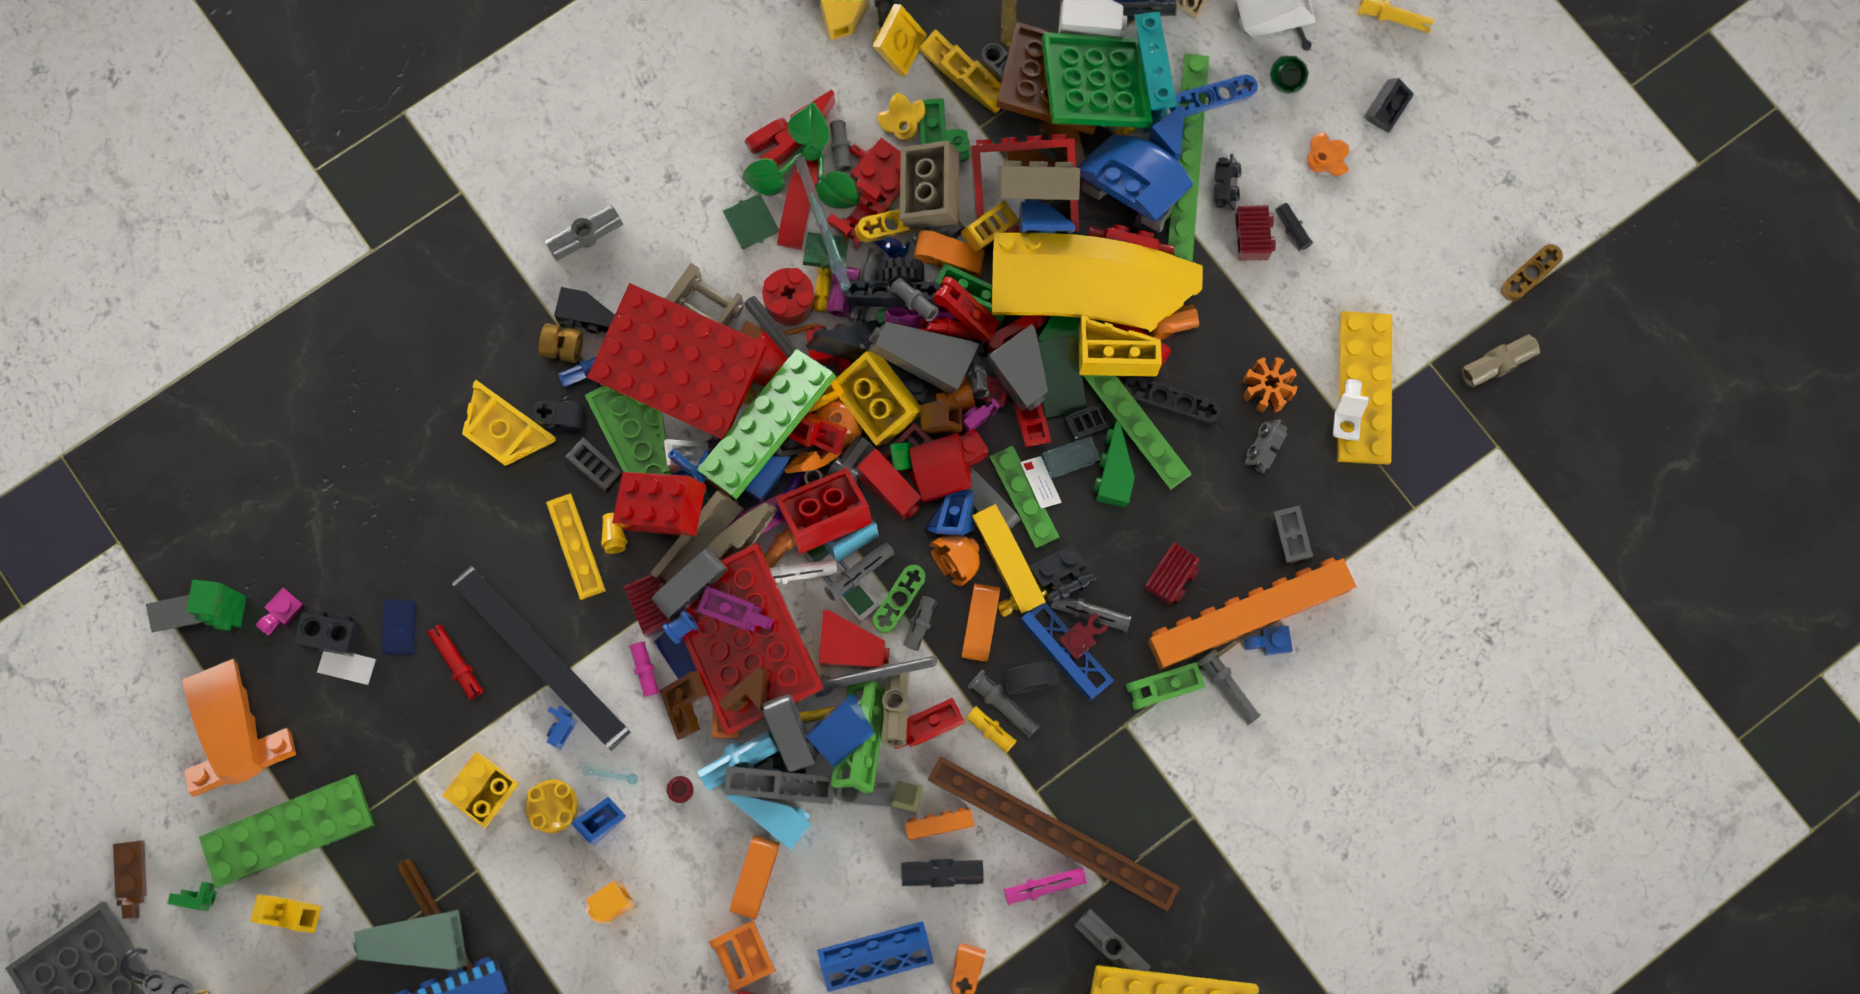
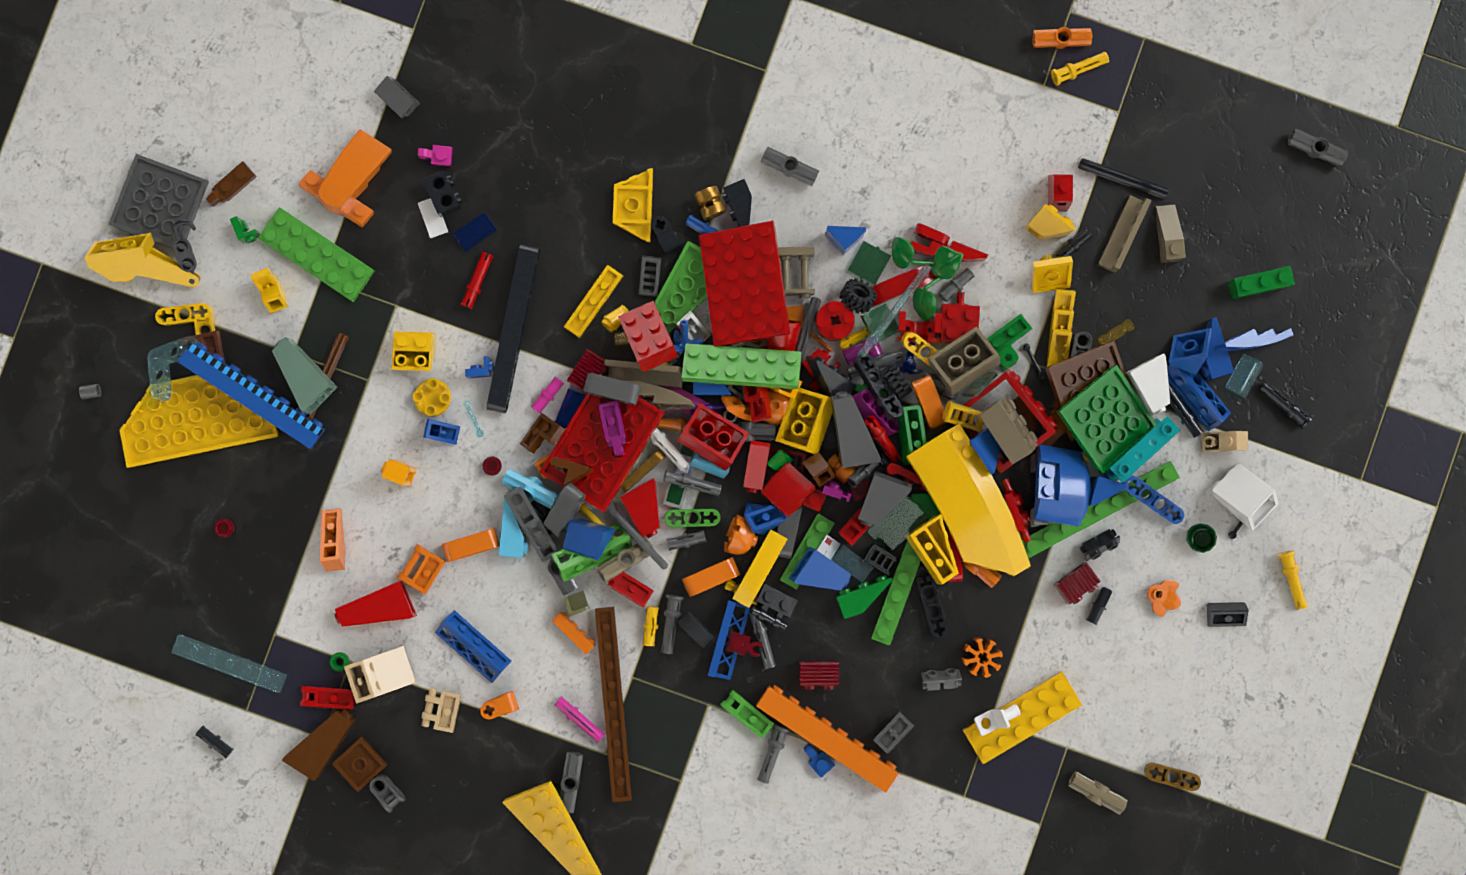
camera: 60 degrees right, 10 degrees up
(216, 604) = (412, 118): green brick -> none
(641, 542) = (621, 338): none -> clear yellow hinge
(680, 626) = (583, 401): blue bush -> none
(702, 224) = (844, 237): none -> blue slope
(778, 252) = (858, 295): none -> black tyre
(807, 617) = (643, 470): none -> pearl gold beam
(902, 113) = (1005, 308): yellow plate -> none
(914, 299) = (880, 403): dark grey pin -> none
(942, 873) = (546, 653): black piece -> none
(966, 309) = (898, 439): red plate -> none
(967, 189) = (979, 385): none -> clear green piece
(1001, 124) = (1041, 375): none -> black hinge
(1055, 494) = (819, 571): none -> blue slope

